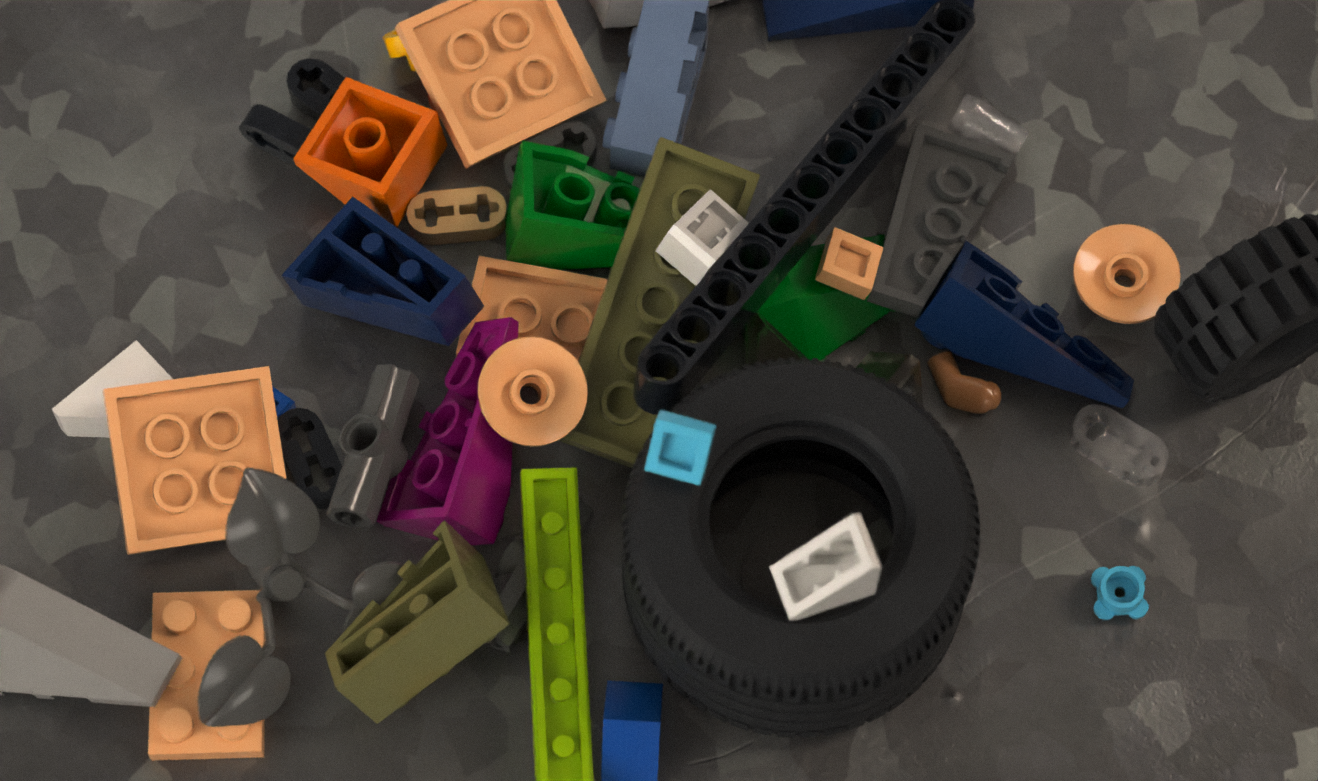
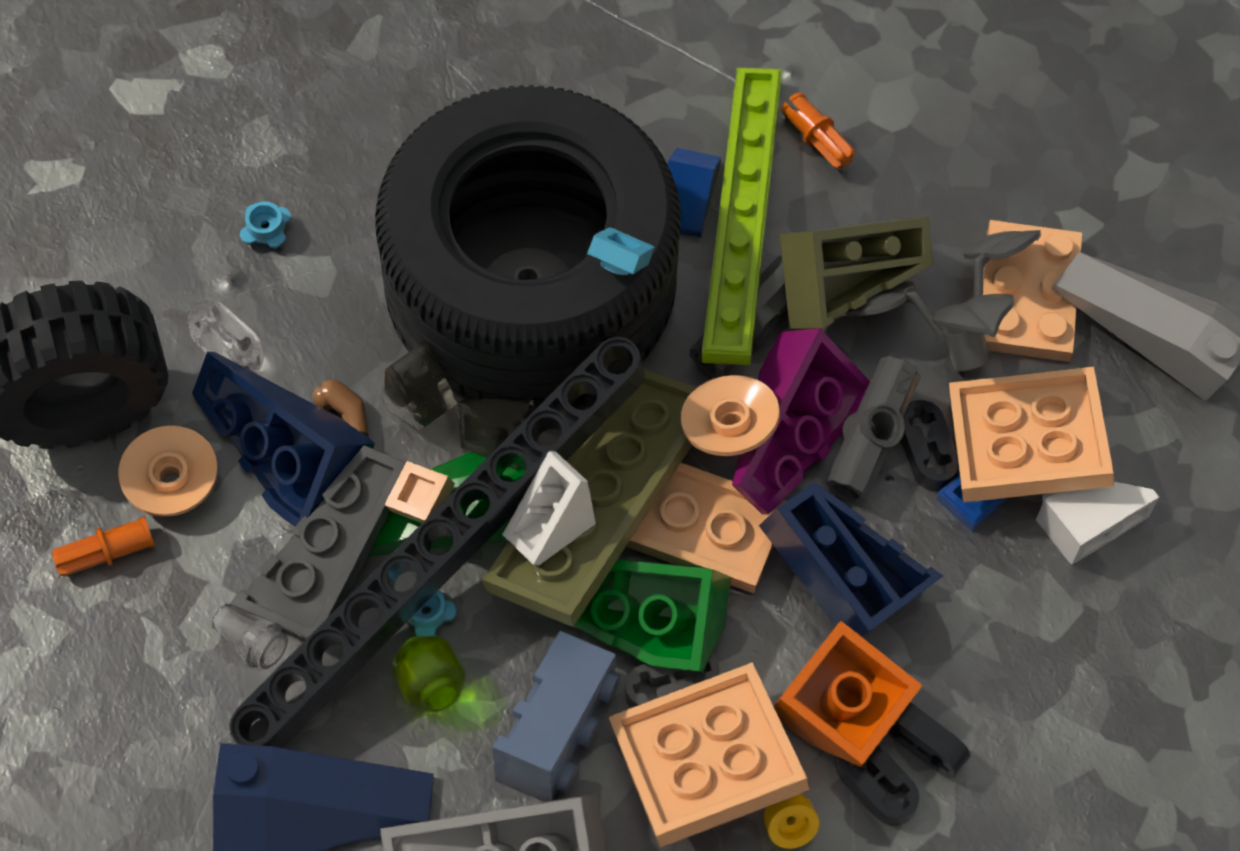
camera: 170 degrees left, 5 degrees down
(457, 215) = (769, 641): tan beam -> none
(795, 114) = (428, 673): none -> clear neon green head
(828, 570) = (518, 137): white slope -> none
(1165, 191) = (102, 547): none -> orange axle

